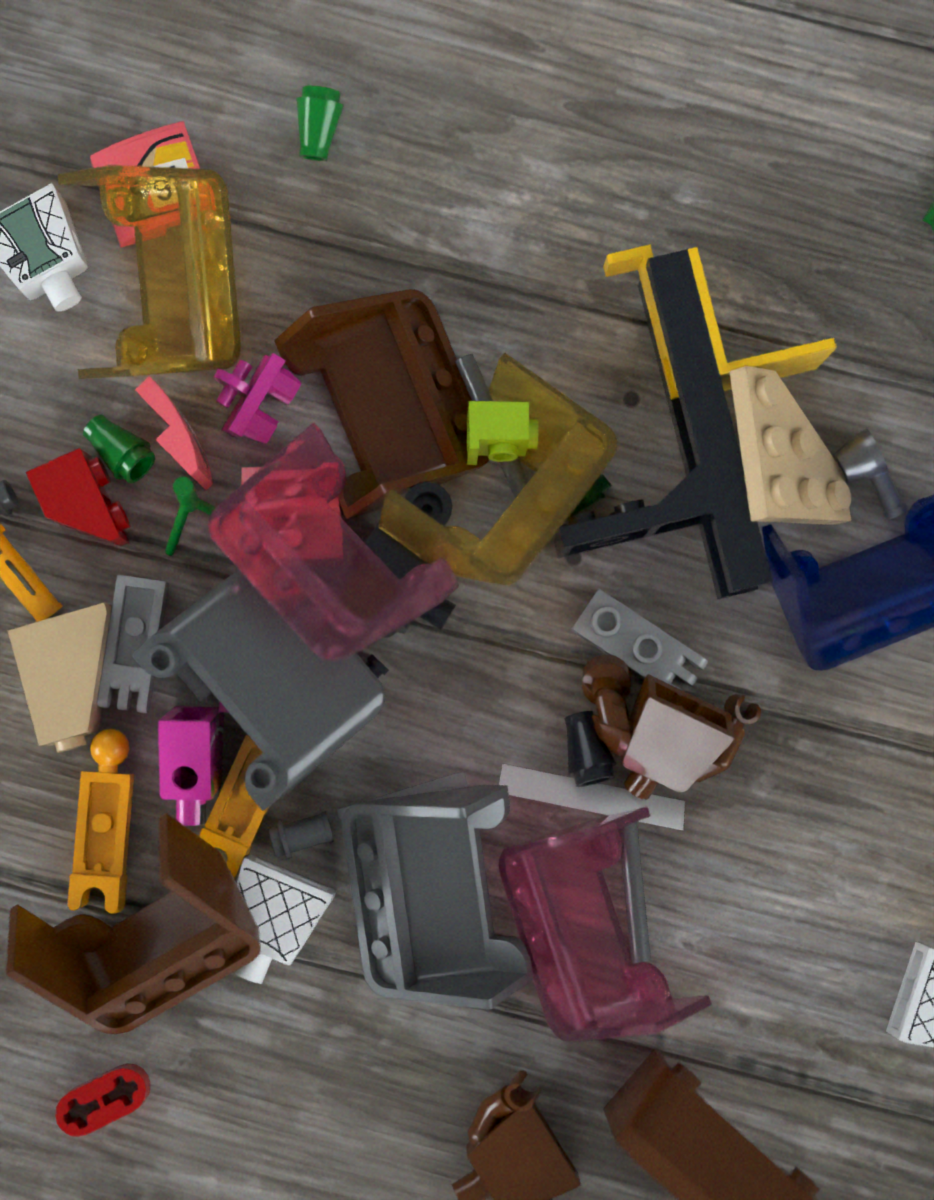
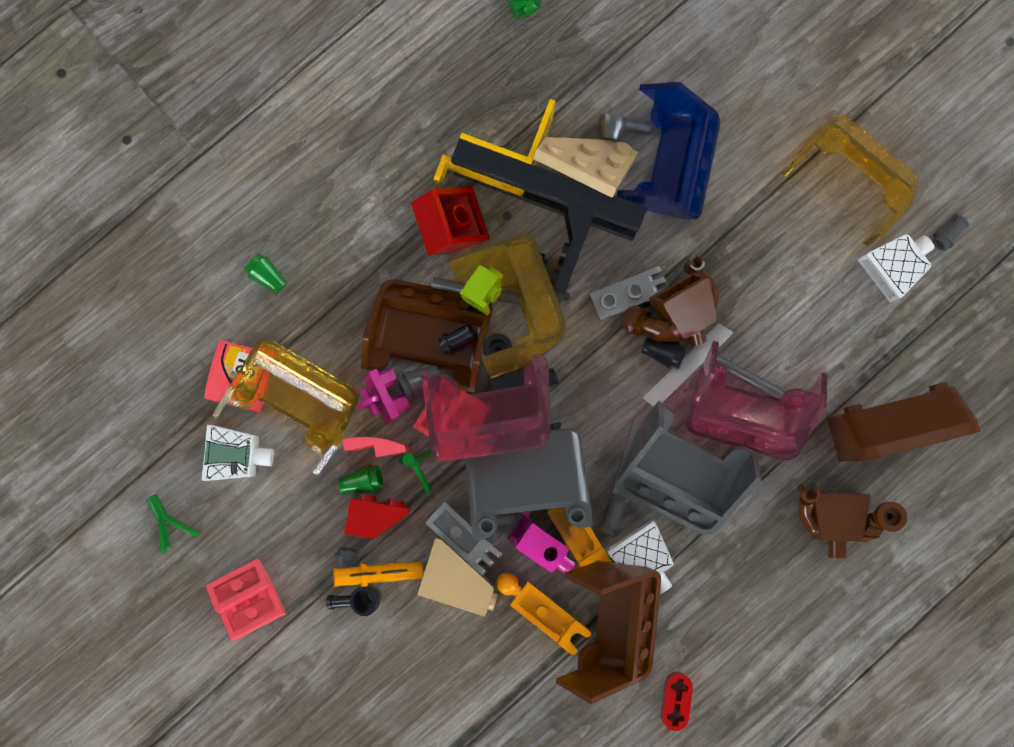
camera: 55 degrees left, 0 degrees up
(300, 416) = (411, 381): none -> dark grey cone
(395, 439) = (457, 338): none -> black pin
(567, 321) = (449, 220): none -> red slope

